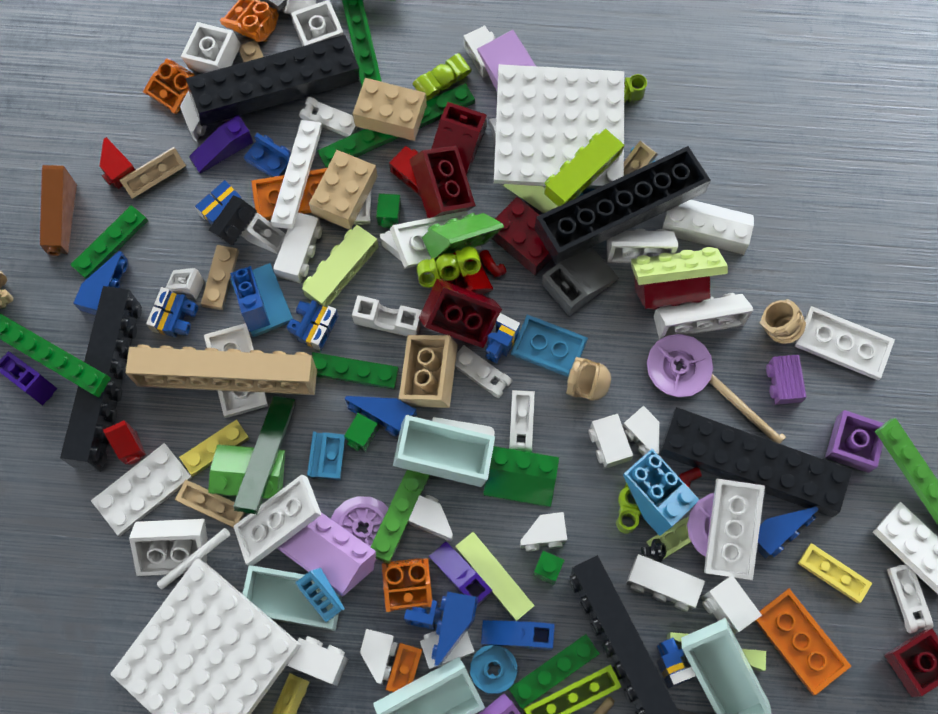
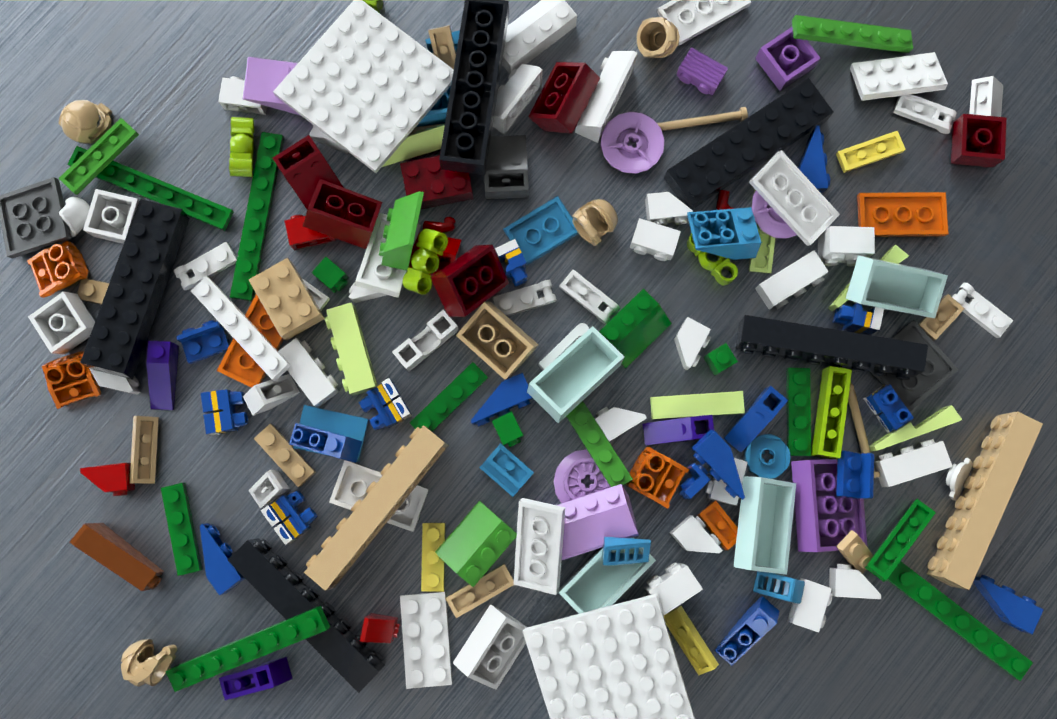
camera: 55 degrees left, 10 degrees up
(200, 553) = (519, 637): white bar -> none
(232, 220) = (246, 410): black brick -> none
(264, 455) = (475, 520): tile -> none
(389, 109) = (241, 210): tan brick -> none
(583, 168) = (423, 91): lime brick -> none
(657, 550) = (764, 267): black plate -> none
(678, 266) = (558, 81): yellowish green plate -> none

